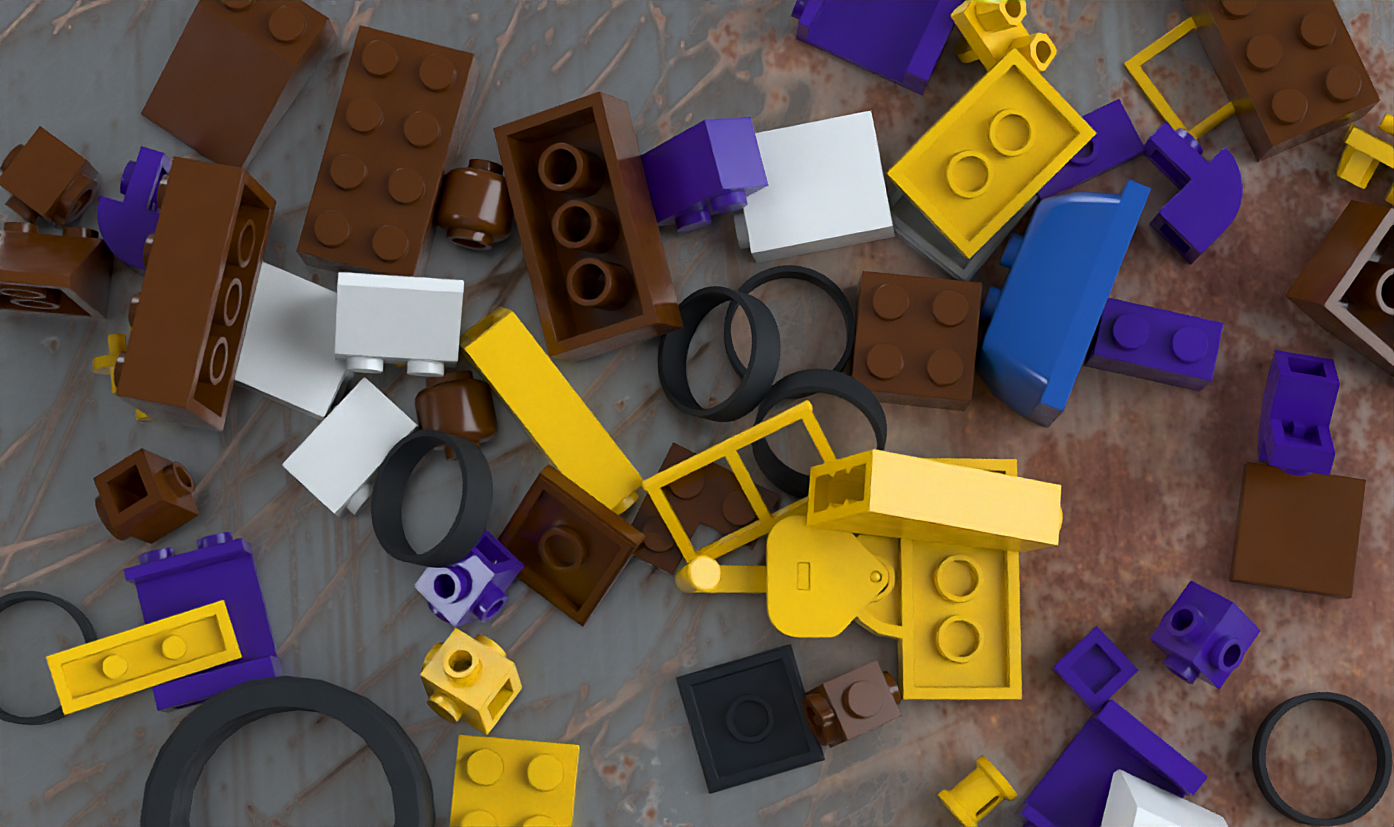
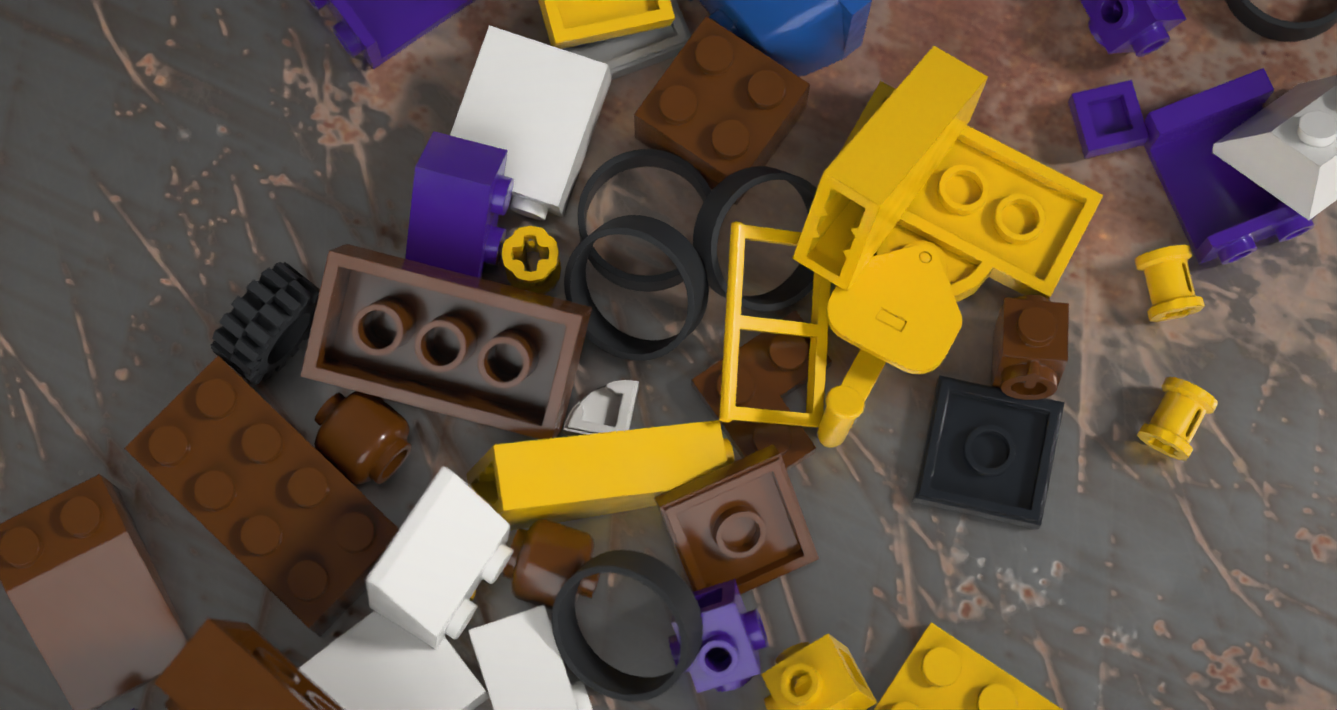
camera: 60 degrees left, 5 degrees down
(524, 76) = (267, 323): none -> black tyre
(609, 388) = (604, 409): none -> white tile
(704, 241) = (515, 254): none -> yellow bush

